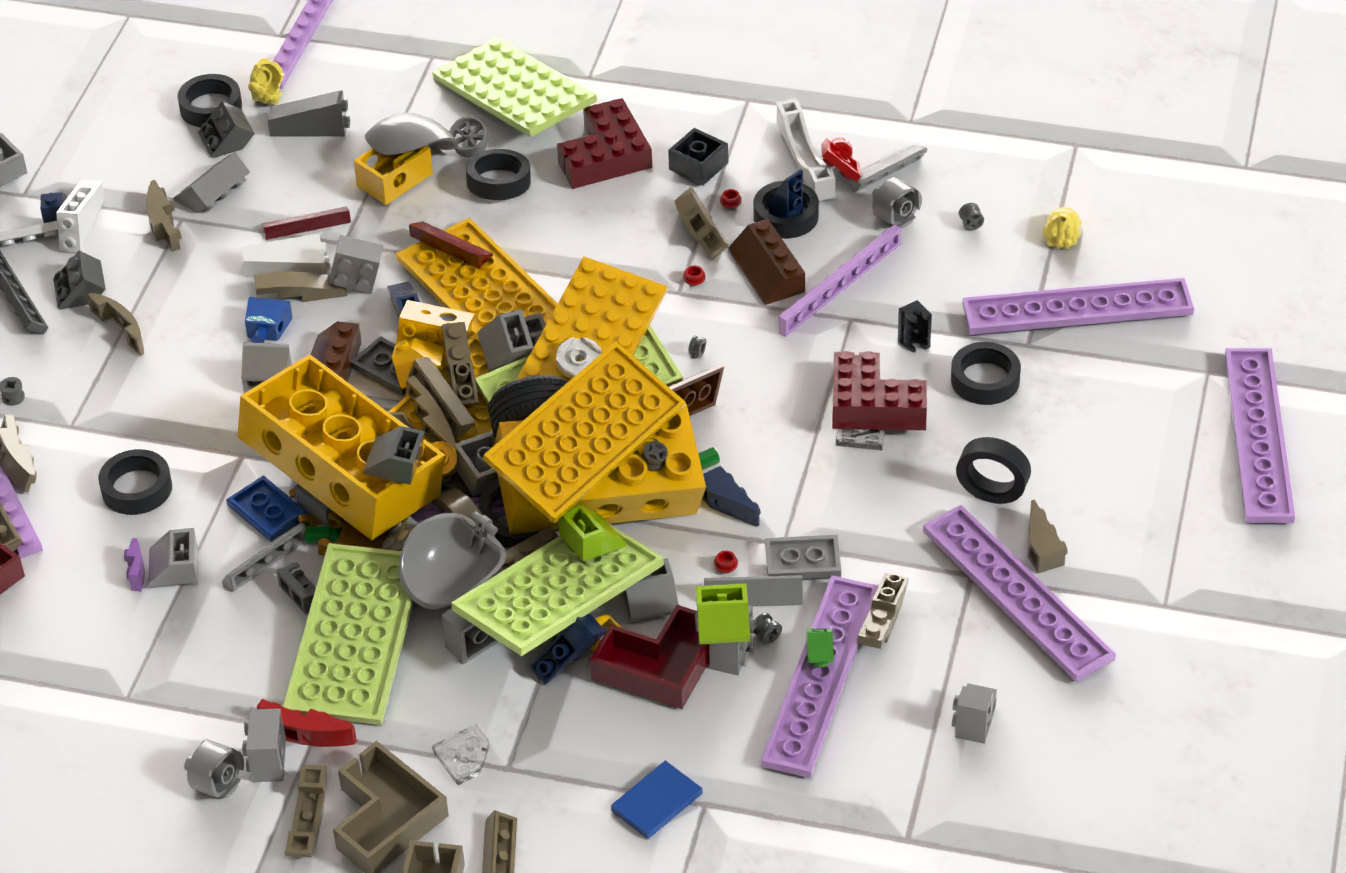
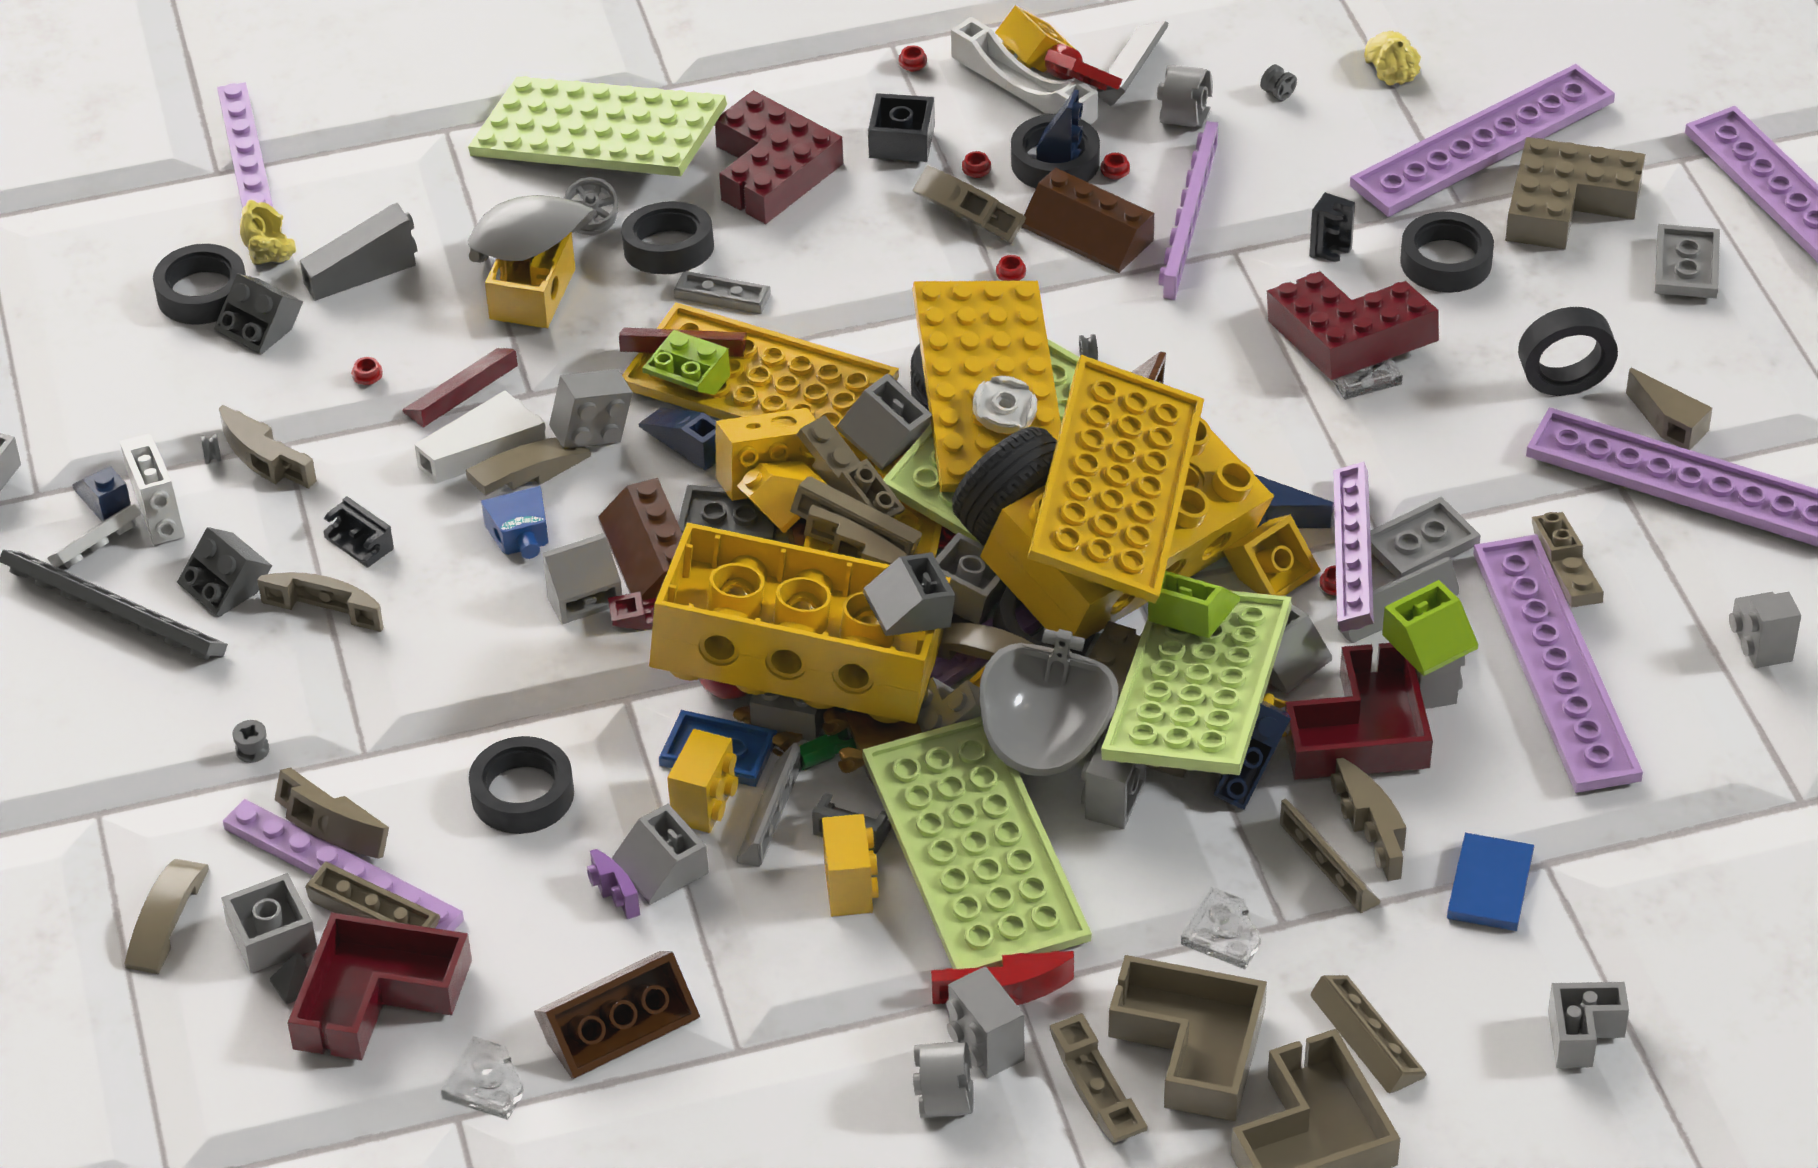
camera: 30 degrees left, 0 degrees up
(72, 644) = (617, 1013): none -> reddish brown slope
(133, 204) = (211, 448): none -> dark grey bush
(172, 289) = (358, 532): none -> black hinge
(214, 184) = (298, 383): light grey slope -> none
(229, 522) = (703, 779): none -> yellow brick
(259, 191) = (366, 371): none -> red plate
(268, 612) = (849, 864): none -> yellow brick
(434, 260) = (690, 363): none -> lime slope
(507, 222) = (722, 292): none -> light grey tile
(569, 737) = (1326, 858): none -> dark tan slope
(615, 725) = (1373, 813): none -> dark tan slope
(656, 450) = (1205, 476): dark grey wheel -> none
(695, 531) = (1273, 558): none -> yellow slope
(746, 540) = (1353, 547): none -> lavender plate
(749, 114) = (912, 58): none -> red plate
(818, 233) = (1115, 166): none -> red plate
(820, 646) = (1540, 625): bright green slope -> none
(832, 123) = (1029, 37): none -> yellow slope
(1103, 353) = (1569, 178): none -> dark tan piece
(1145, 443) = (1687, 261): none -> light grey plate

